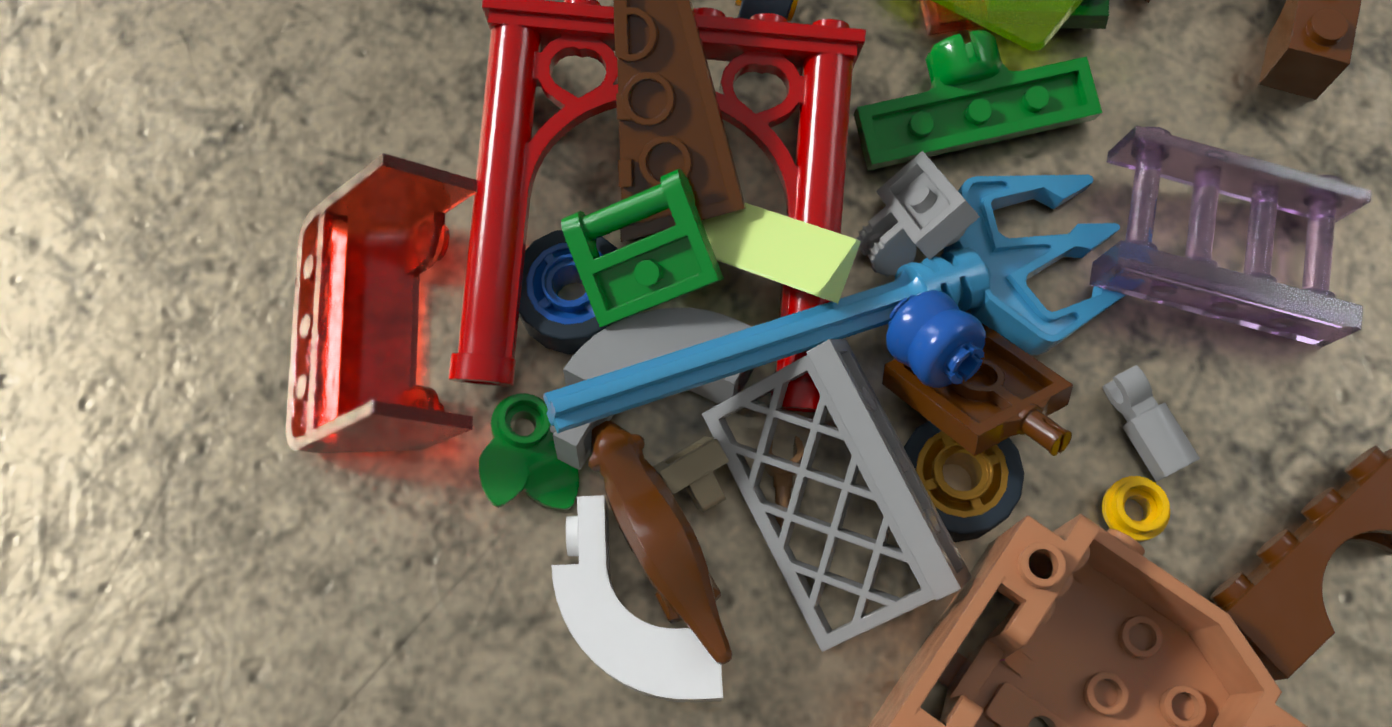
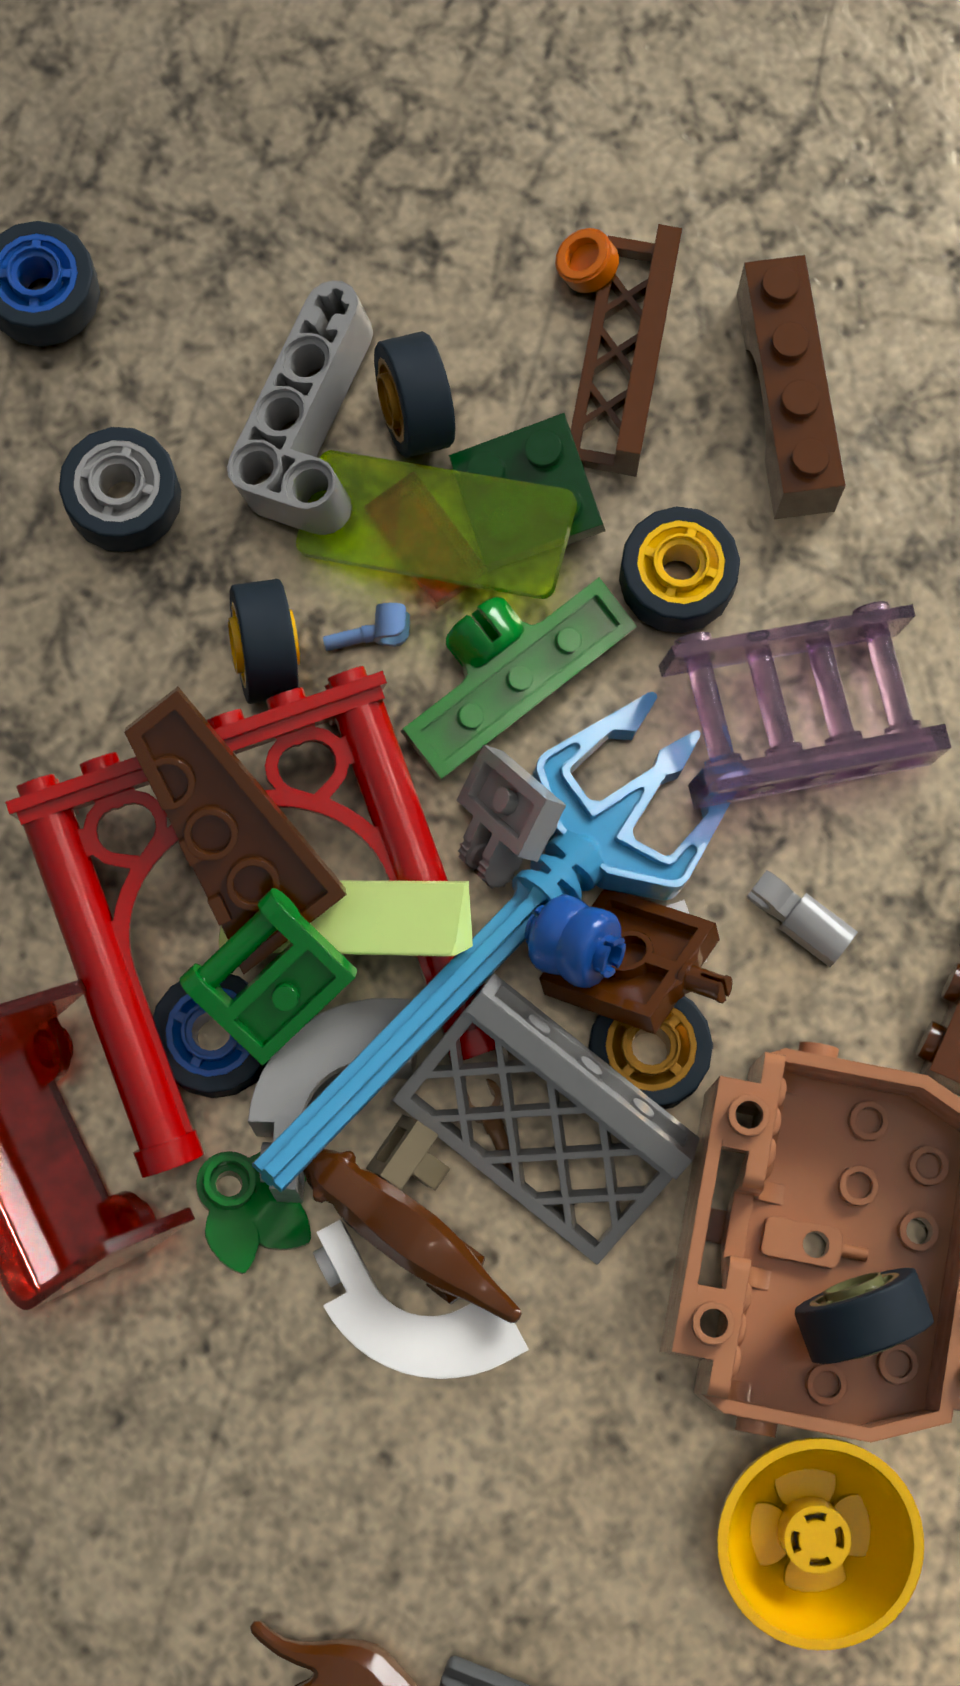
camera: 25 degrees left, 5 degrees up
(883, 28) = (390, 629): none -> medium blue hand
(1150, 497) = (834, 988): yellow plate -> none
(1172, 56) = (686, 537): none -> wheel

